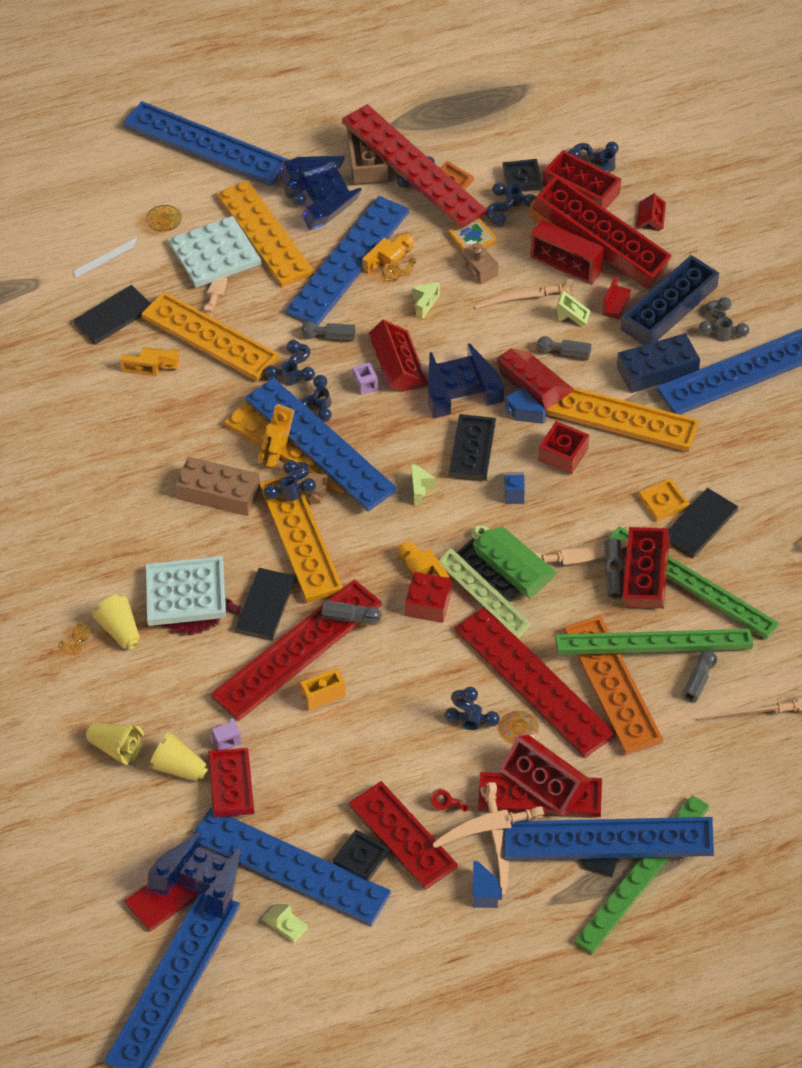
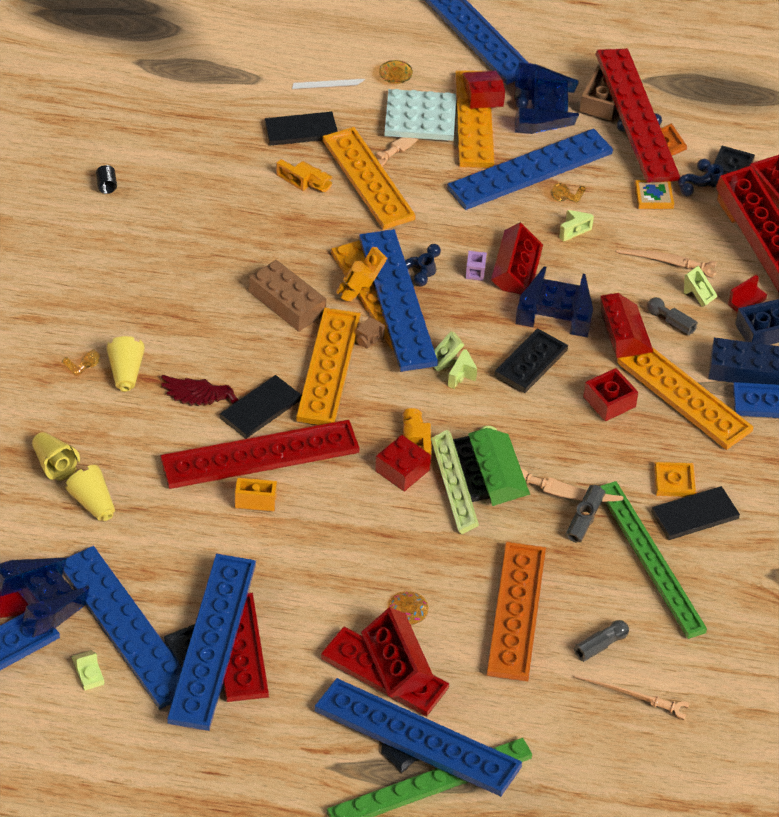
camera: 25 degrees right, 5 degrees down
(185, 591) = (199, 364): light aqua plate -> none
(226, 736) = (148, 495): lavender brick -> none
(231, 782) = (124, 533): red tile -> none
(258, 200) = (484, 89): none -> red slope
(289, 369) = (414, 229): dark blue piece -> none
(289, 486) = (349, 318): dark blue piece -> none
(330, 331) = (474, 216): dark grey piece -> none
(351, 613) = (323, 443): dark grey piece -> none
(381, 843) = (212, 642): none -> blue plate
(388, 252) = (568, 174): light orange plate -> none
(397, 471) = (447, 351): none -> yellowish green slope
(447, 801) = (308, 645): red plate -> none
(472, 712) = (371, 574): dark blue piece -> none
(479, 263) = (643, 216): medium nougat brick -> none
(485, 887) = (277, 725): blue slope -> none
(489, 822) = (319, 670): light nougat sword -> none
(498, 835) = (325, 679): light nougat sword -> none
(514, 488) = (544, 408): blue slope -> none
(524, 407) = (600, 347): blue slope -> none
(535, 682) = (449, 578): red plate -> none
(566, 252) = (726, 238): red brick -> none
(646, 567) = (612, 524): red brick -> none
(653, 641) = (578, 590): bright green plate -> none

